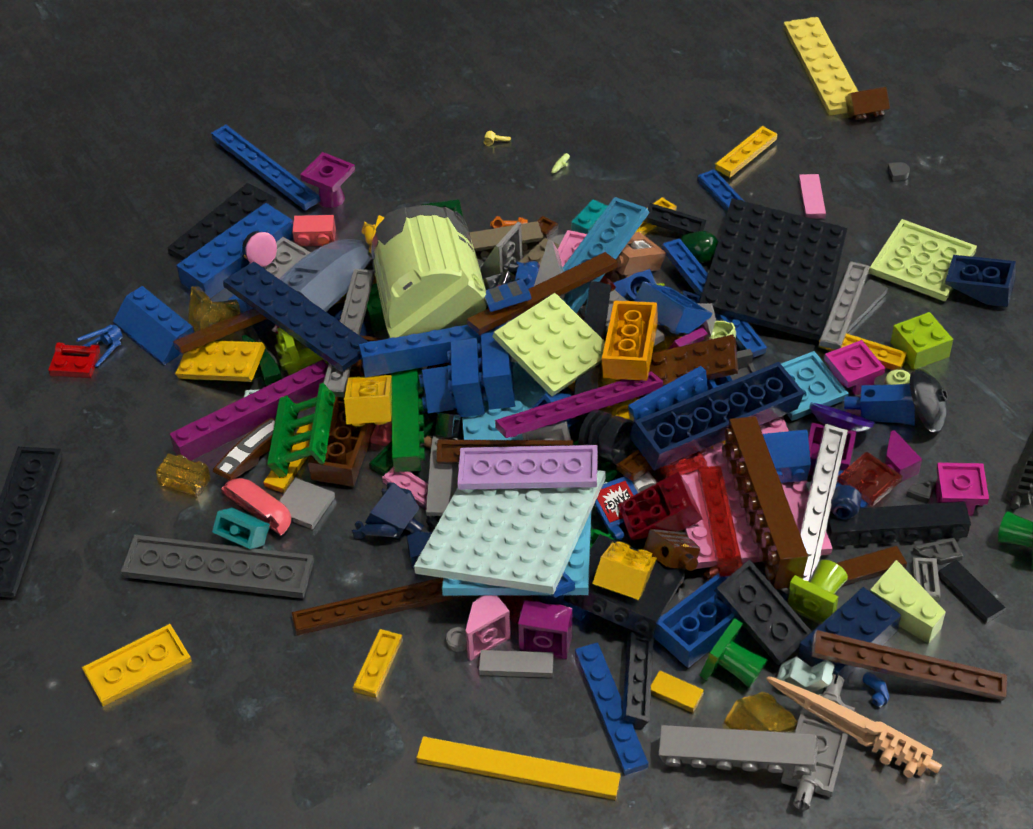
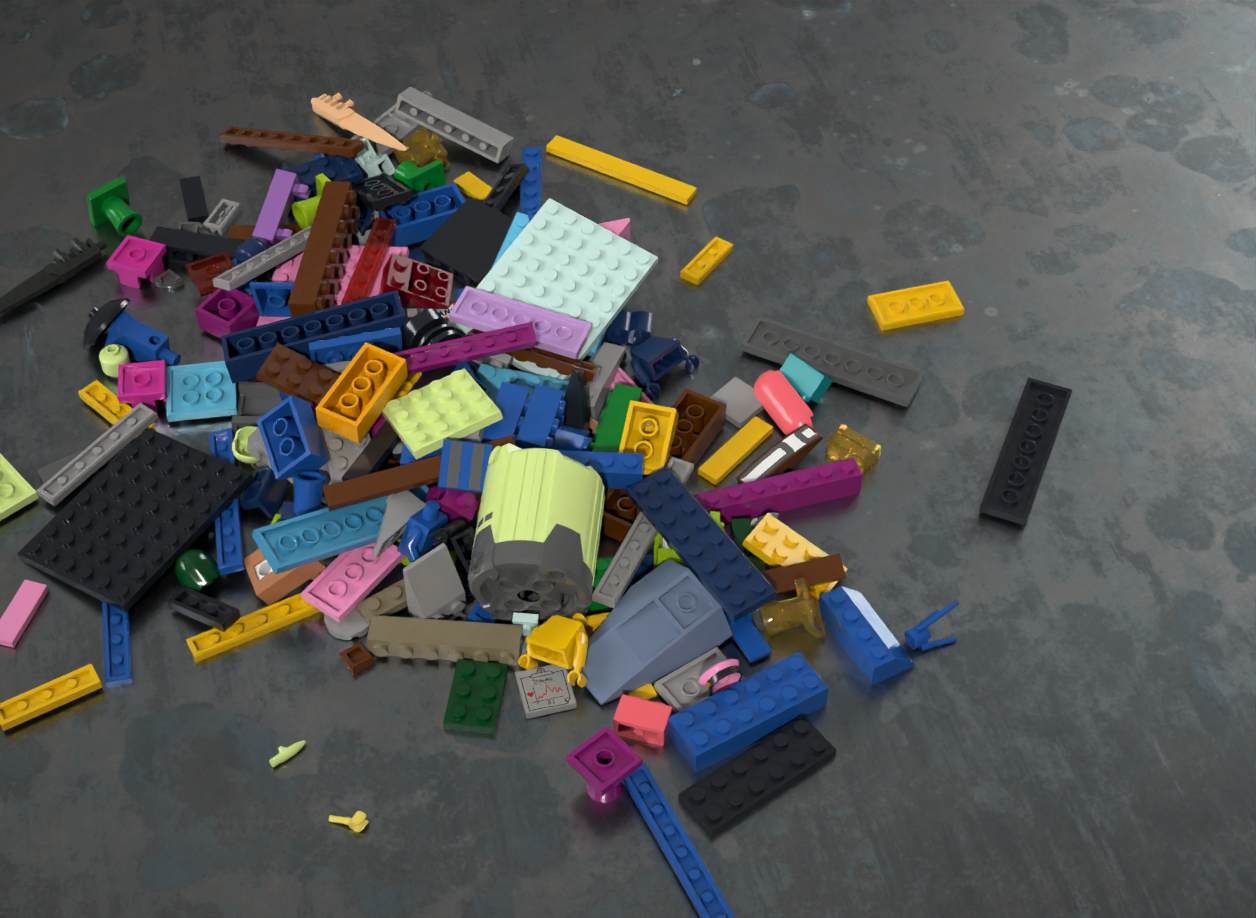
camera: 165 degrees left, 0 degrees up
(74, 365) = (967, 616): red plate -> none
(287, 423) = (745, 441): green fence -> none
(369, 606) = (700, 303): reddish brown tile -> none
(498, 222) = (411, 667): orange bar -> none
(588, 217) = (303, 634): teal brick -> none
(624, 570) = (474, 232): yellow slope -> none
(679, 550) = (423, 251): reddish brown torso -> none
(840, 418) = (194, 332): dark purple dish -> none
(859, 563) = (277, 207): none -> medium lavender brick
(902, 457) = (169, 301): magenta slope -> none
(918, 610) = (252, 190): yellowish green wedge -> none
(922, 340) = (54, 399): lime brick -> none

